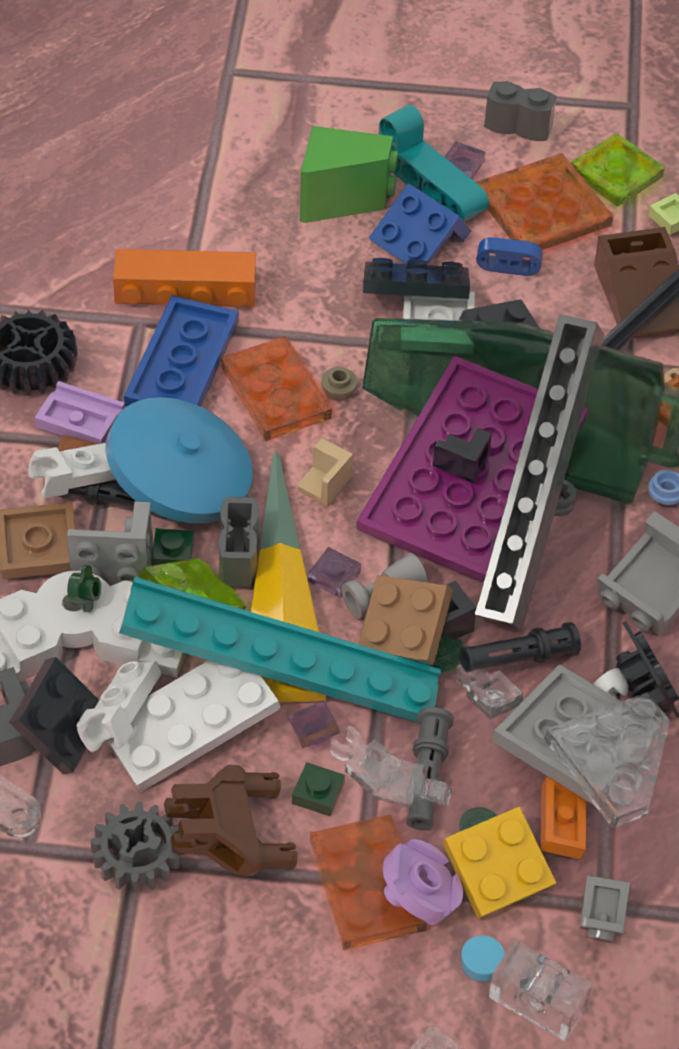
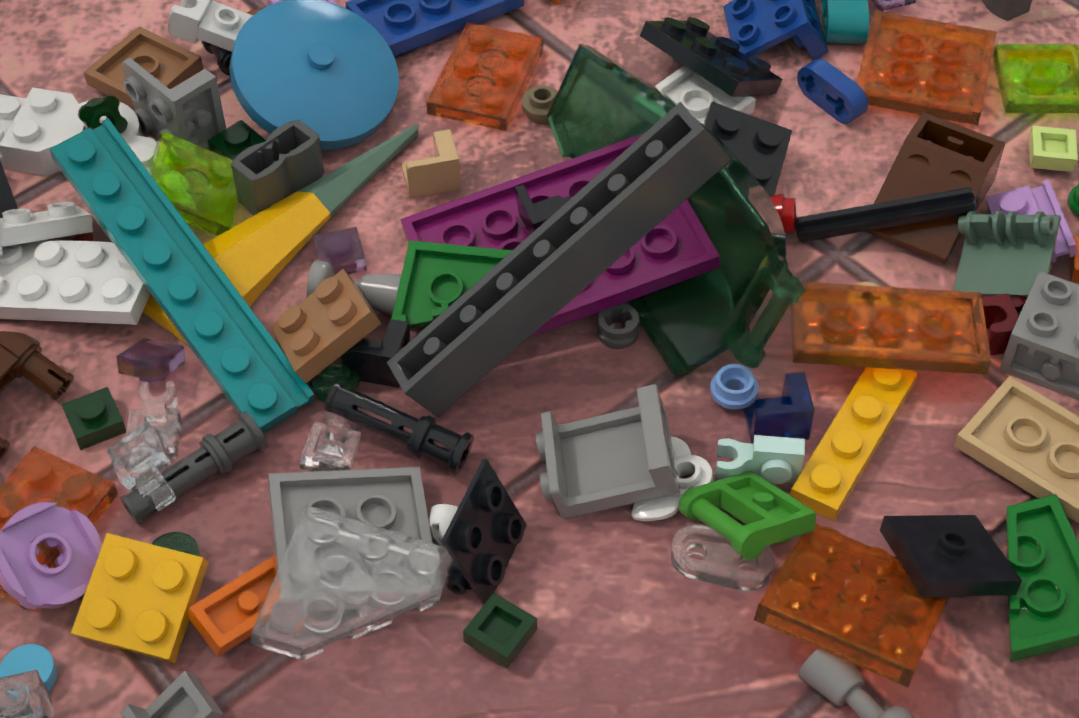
camera: 45 degrees right, 0 degrees up
(456, 531) = (437, 276): none -> green wing

